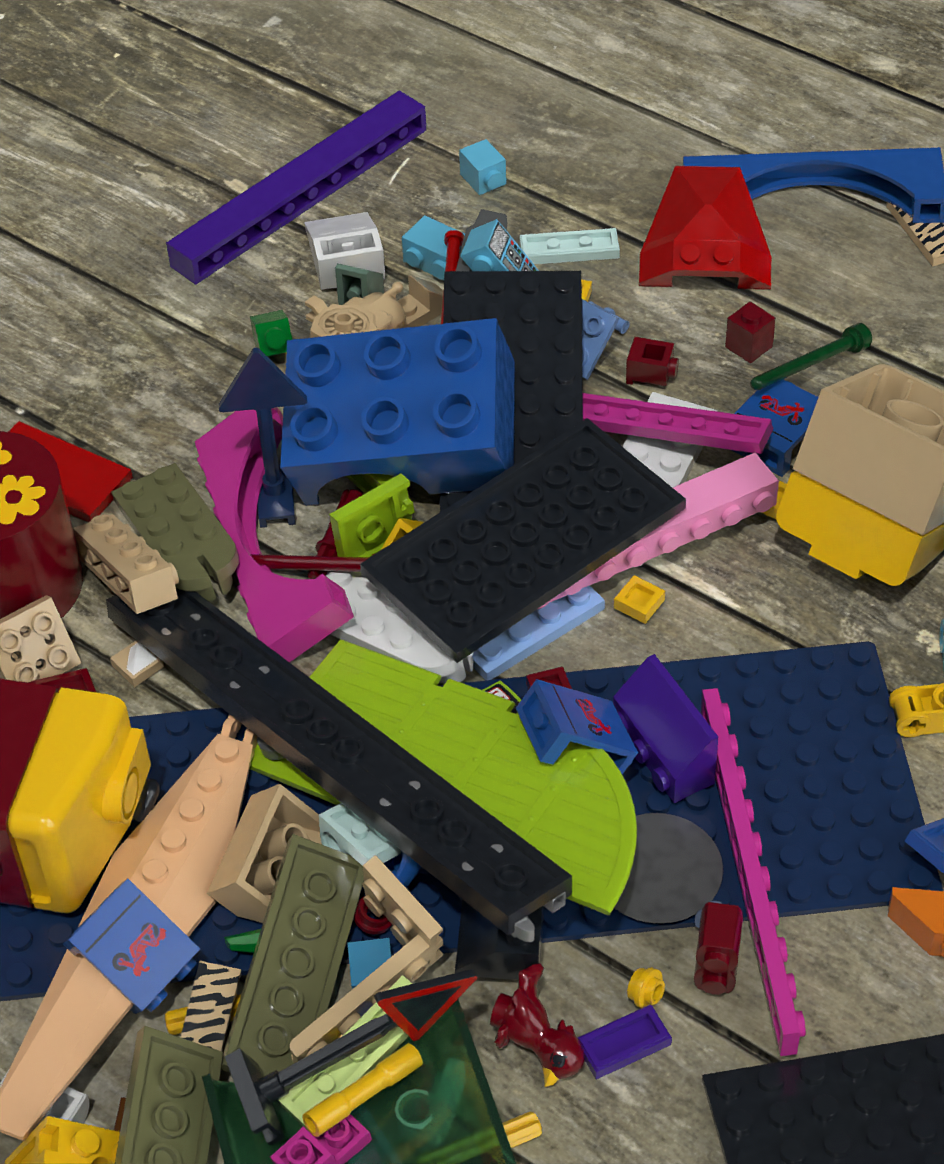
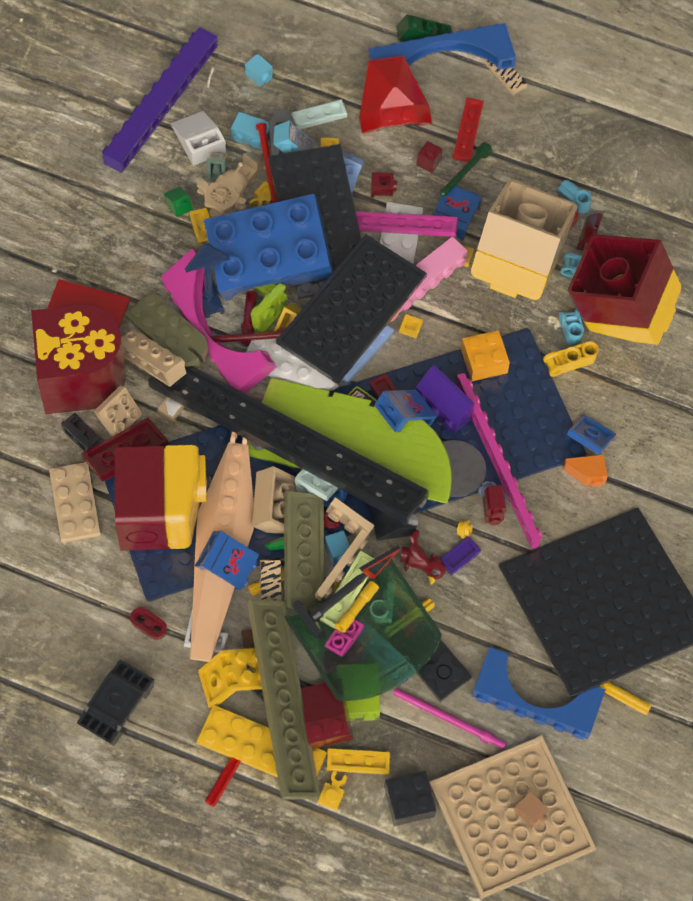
camera: 20 degrees left, 15 degrees up
(769, 668) = (485, 355): none -> light orange brick
(776, 136) = (418, 28): none -> dark green slope
(834, 302) = (468, 130): none -> red plate

